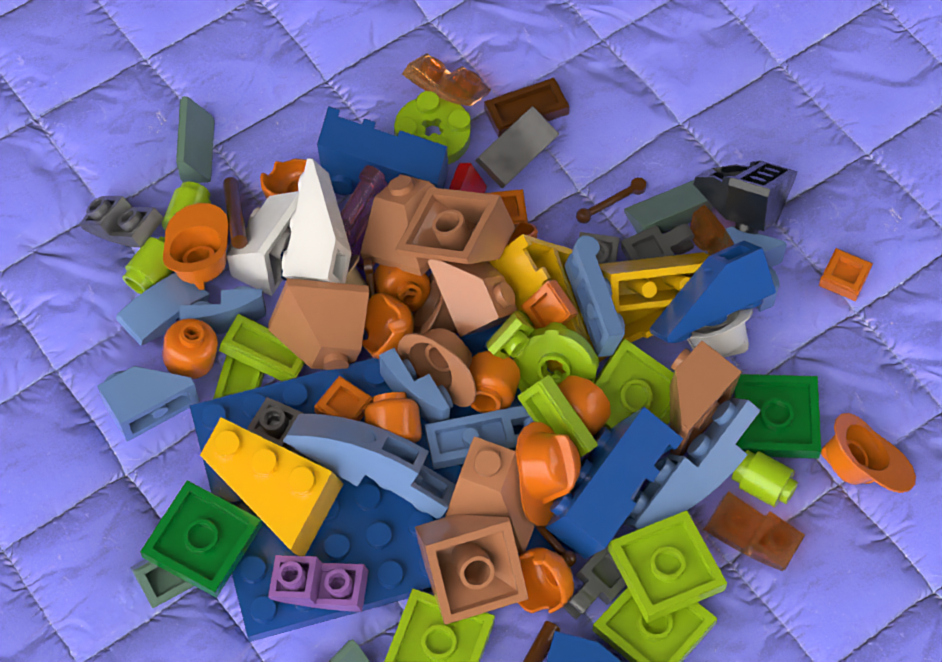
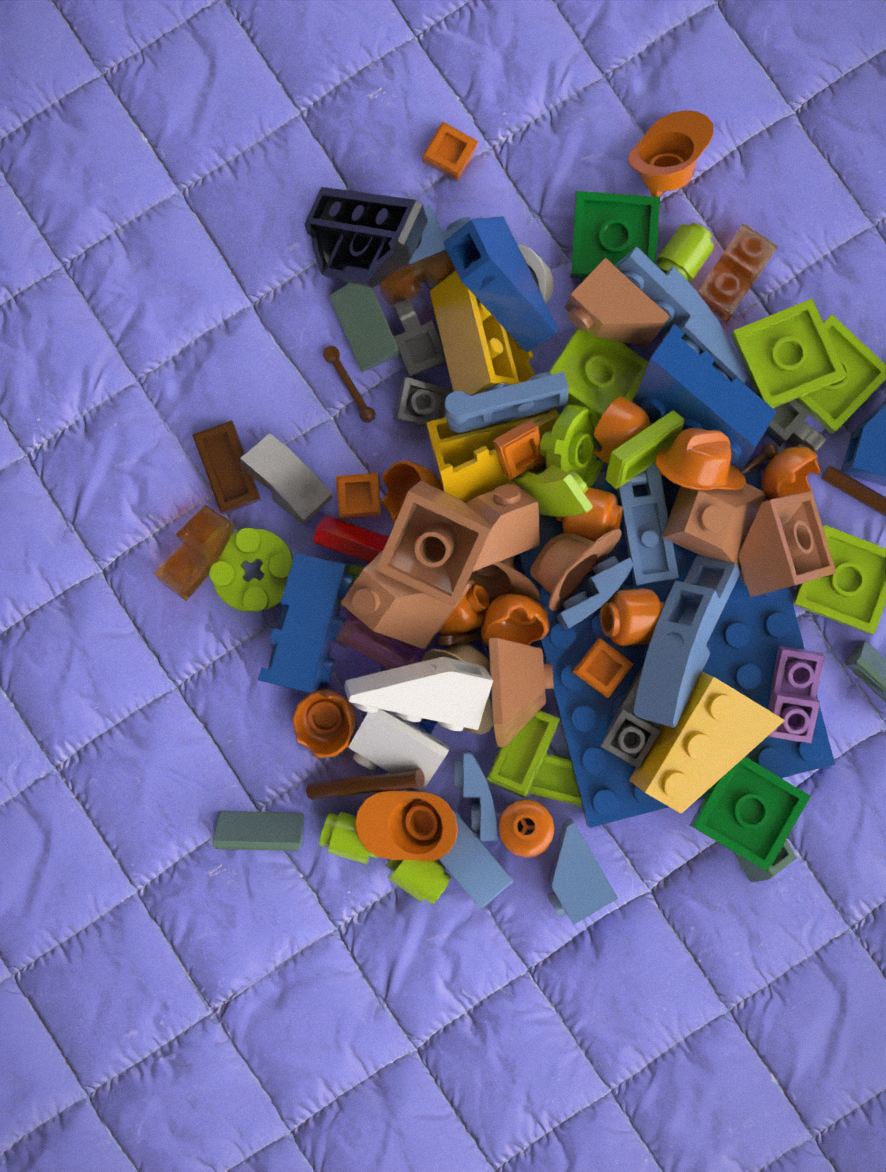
camera: 90 degrees left, 25 degrees up
(120, 222) = (360, 908): flat silver slope -> none

